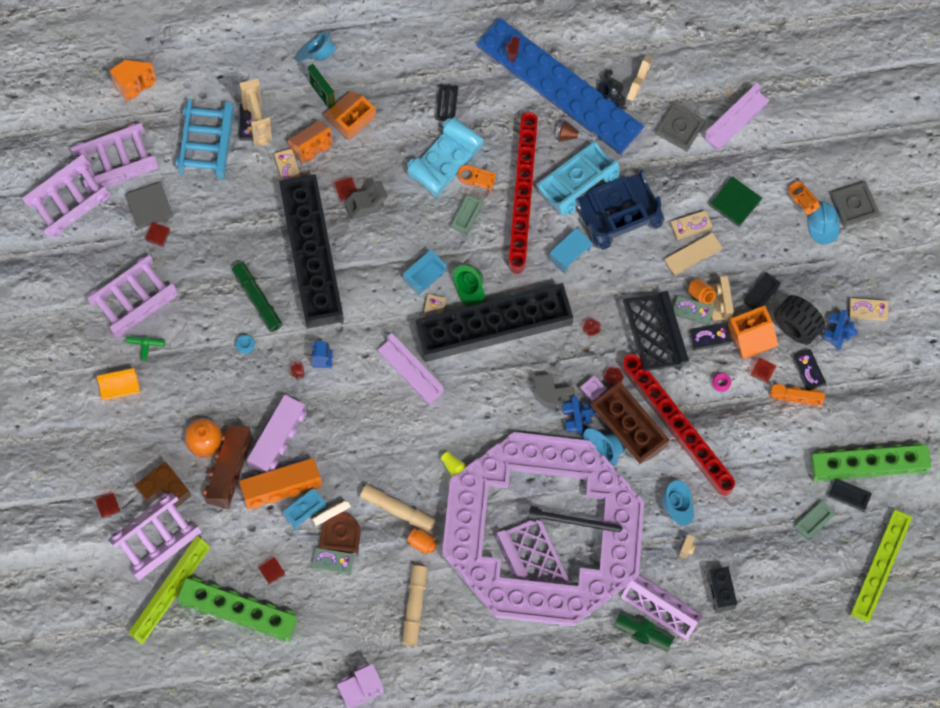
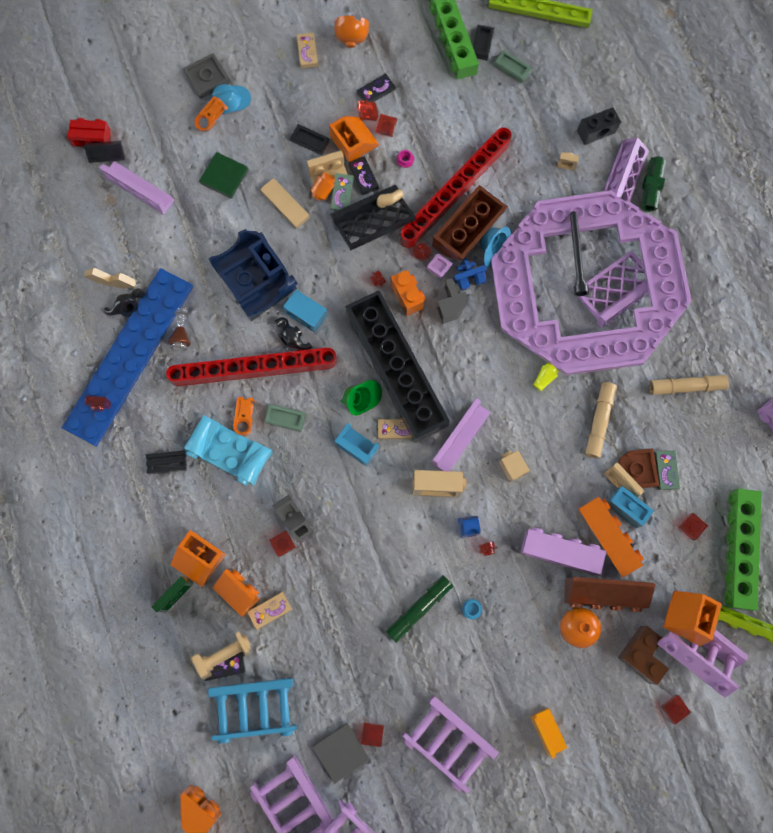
camera: 105 degrees left, 5 degrees up
(145, 342) = (494, 715): green piece -> none
(187, 526) = (692, 616): none -> orange slope
(311, 251) = (359, 563): black brick -> none
(318, 48) = (126, 612): dark azure piece -> none
(368, 333) = (438, 483): none -> tan window
(371, 412) = (513, 465): none -> tan brick
(422, 541) = (627, 390): orange brick -> none
(547, 233) = (291, 336): none -> black piece
(569, 350) = (407, 293): none -> orange brick
(577, 177) = (229, 316): medium azure piece -> none
(670, 348) = (389, 199): none -> tan arm
(678, 502) = (530, 174): dark azure piece -> none
(680, 127) = (155, 236): dark grey tile -> none
(691, 225) = (255, 209): tan tile -> none
(780, 92) = (104, 151): none -> black tile
(783, 354) = (368, 111): none -> clear red plate
(797, 395) = (403, 94): orange hinge -> none
(799, 319) = (335, 95): black tyre -> none
(803, 80) = (86, 131): none -> red brick
(843, 330) = (325, 67): blue hips -> none
(879, 354) = (351, 31): none -> orange cylinder

